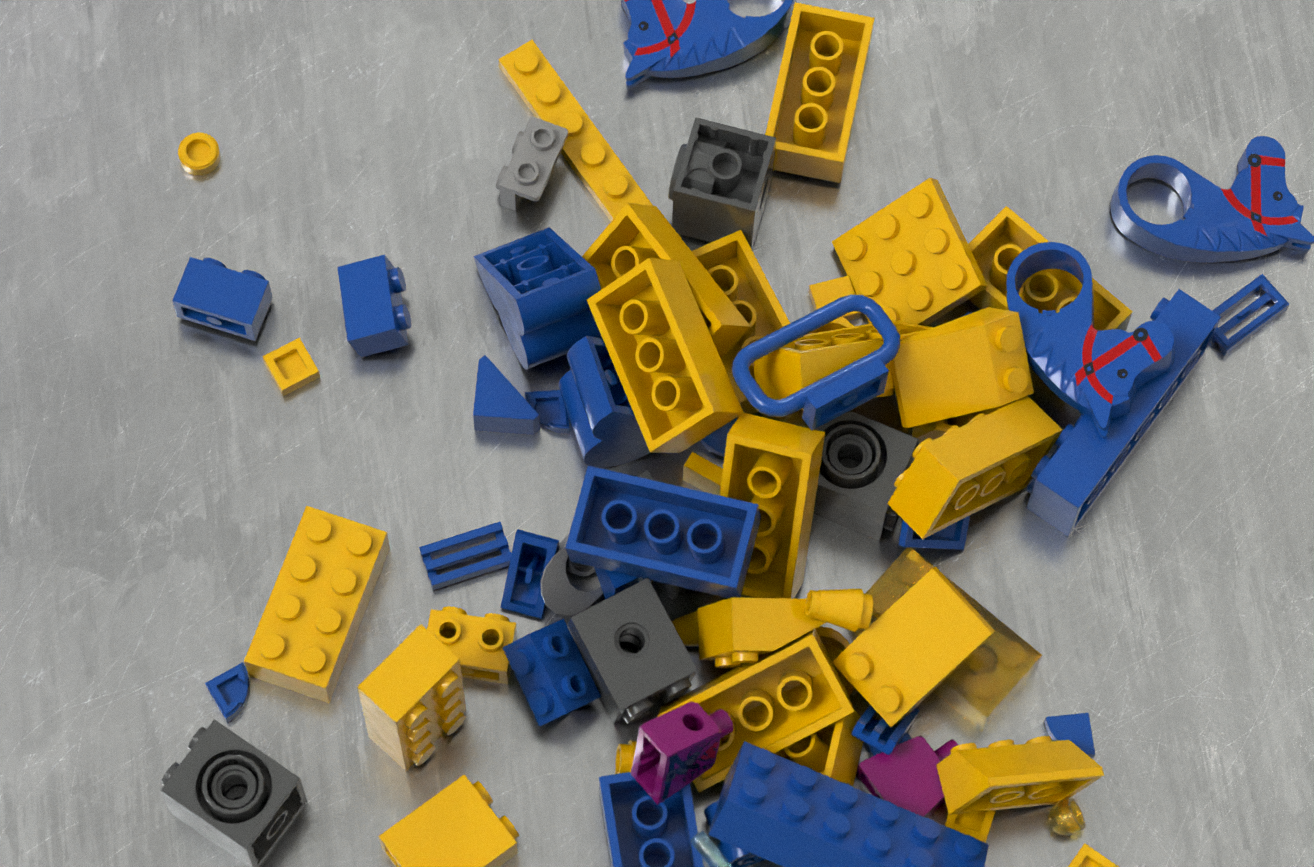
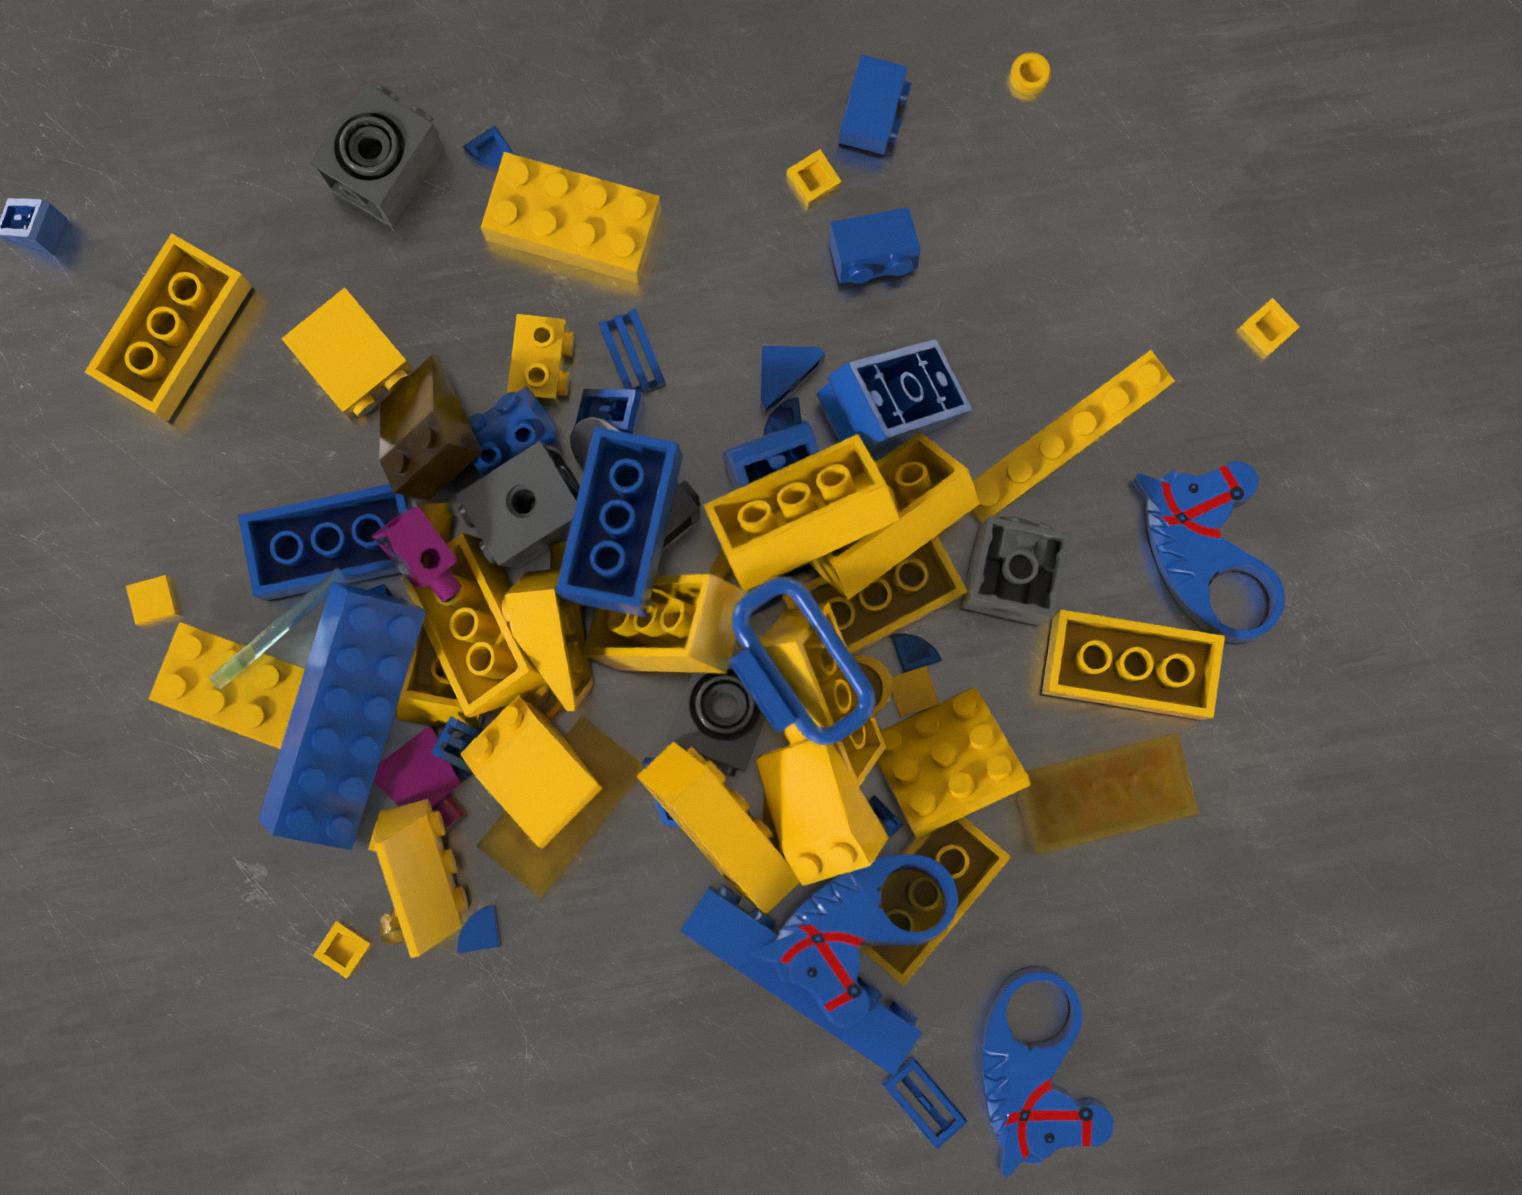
camera: 85 degrees right, 15 degrees up
(413, 698) = (456, 301): yellow brick -> none
(532, 162) = (1035, 386): light grey bracket -> none
(542, 753) = (424, 433): none -> dark brown slope
(796, 297) = (913, 652): none -> blue tile
(841, 607) = (557, 698): yellow cone -> none
(945, 121) = (1106, 794): none -> clear yellow brick

